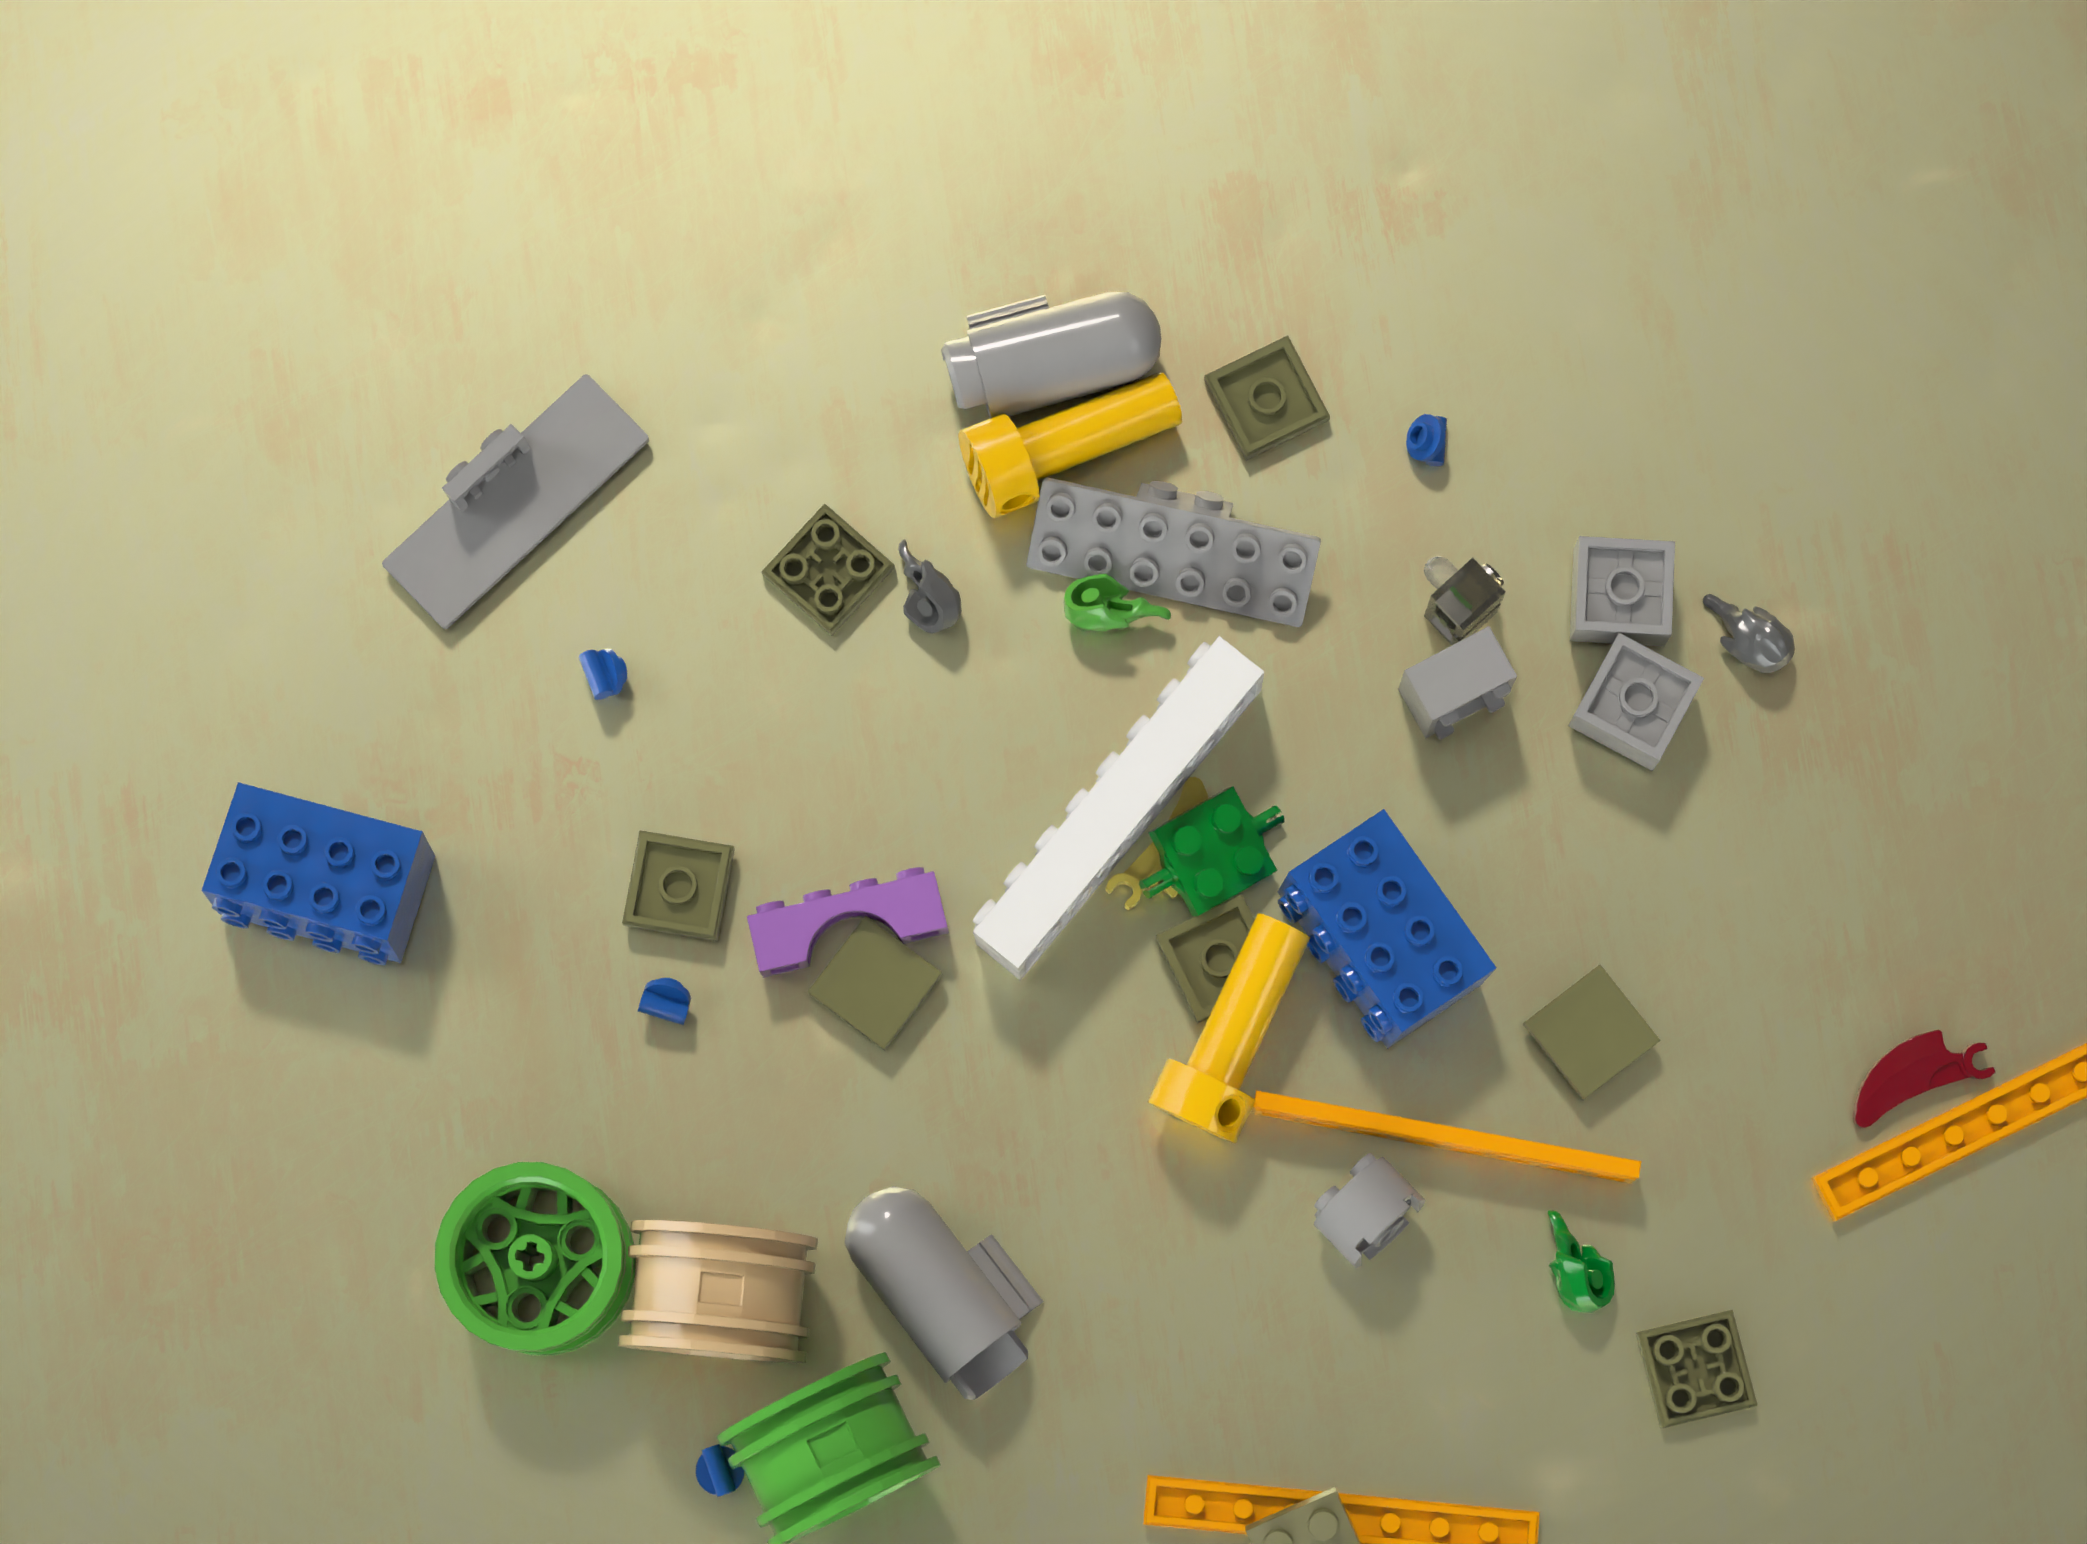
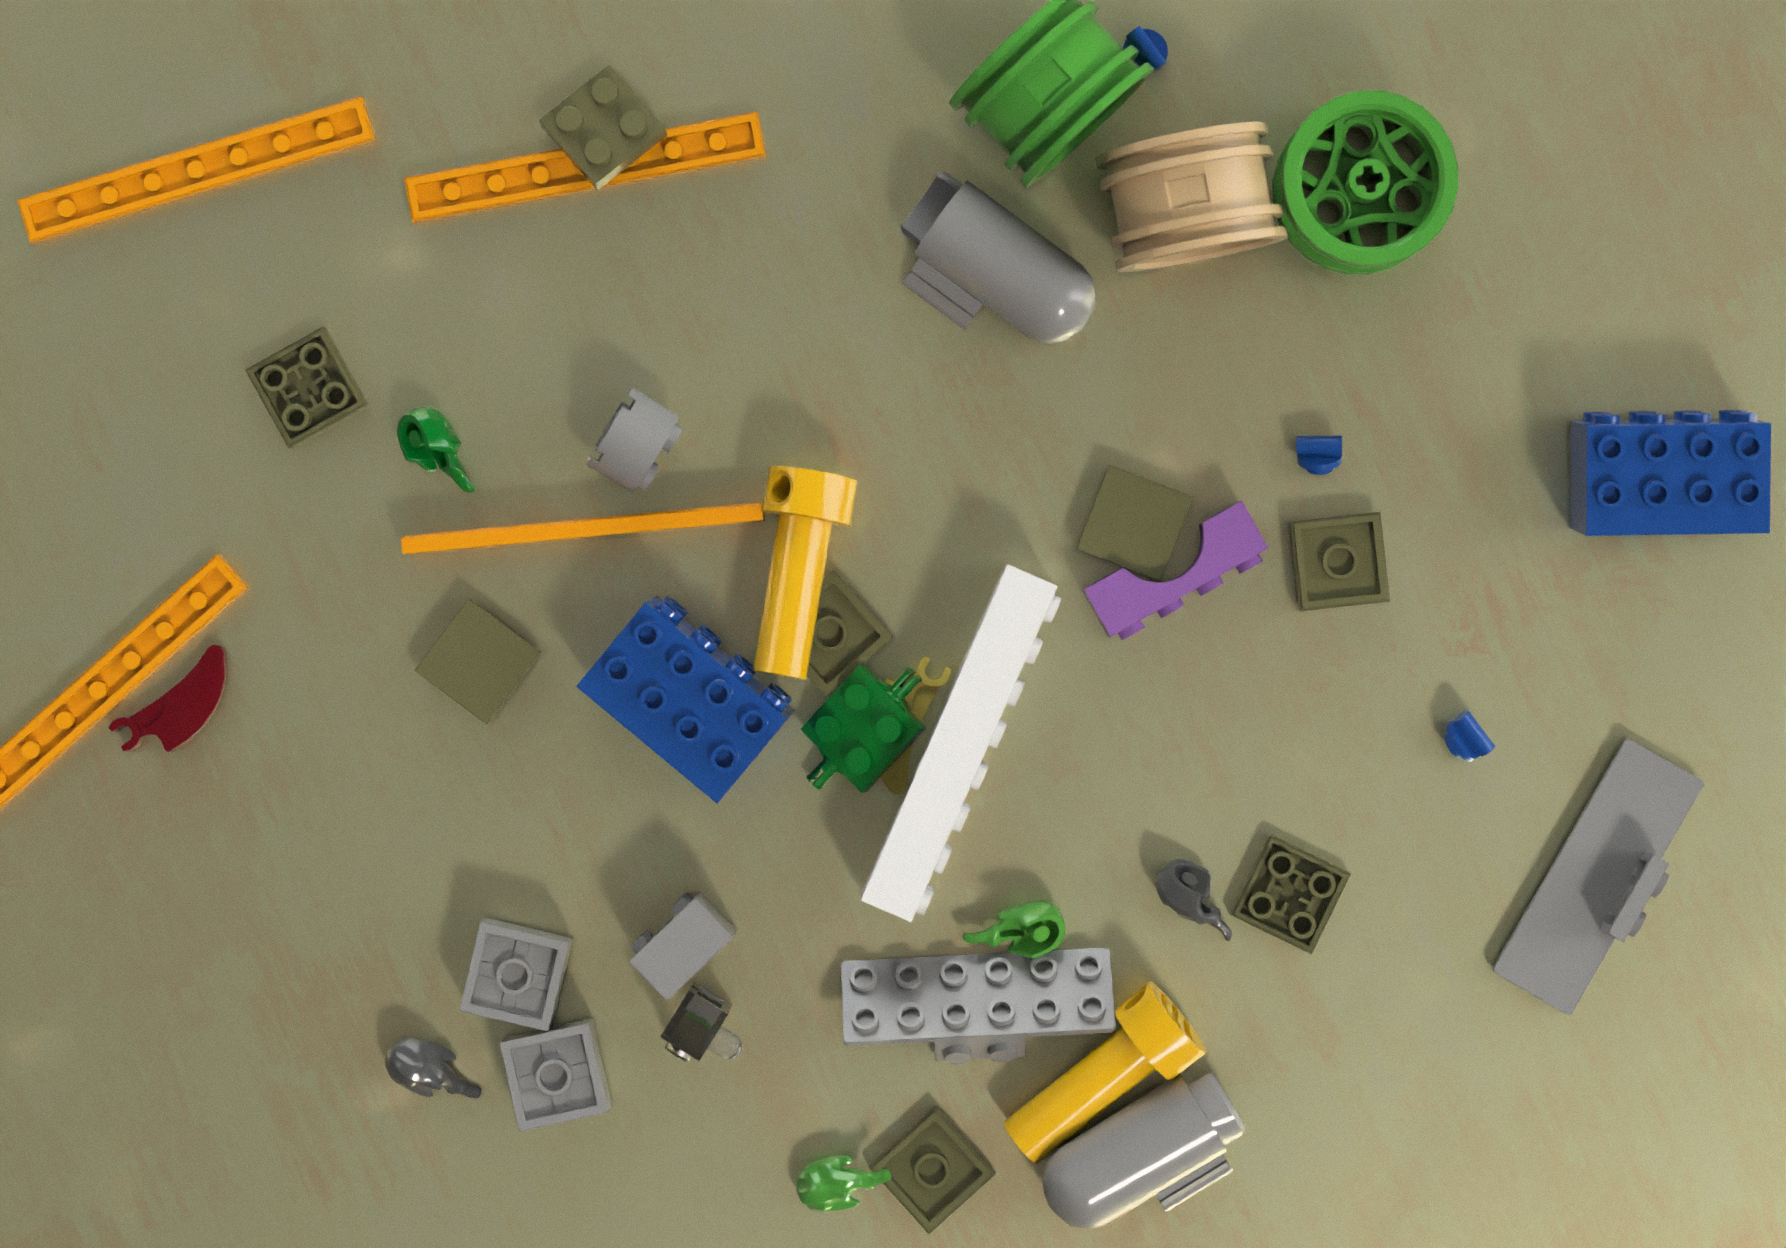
camera: 160 degrees right, 10 degrees up
(1375, 407) = (829, 1187): none -> bright green piece
(1427, 439) = (773, 1170): blue plate -> none

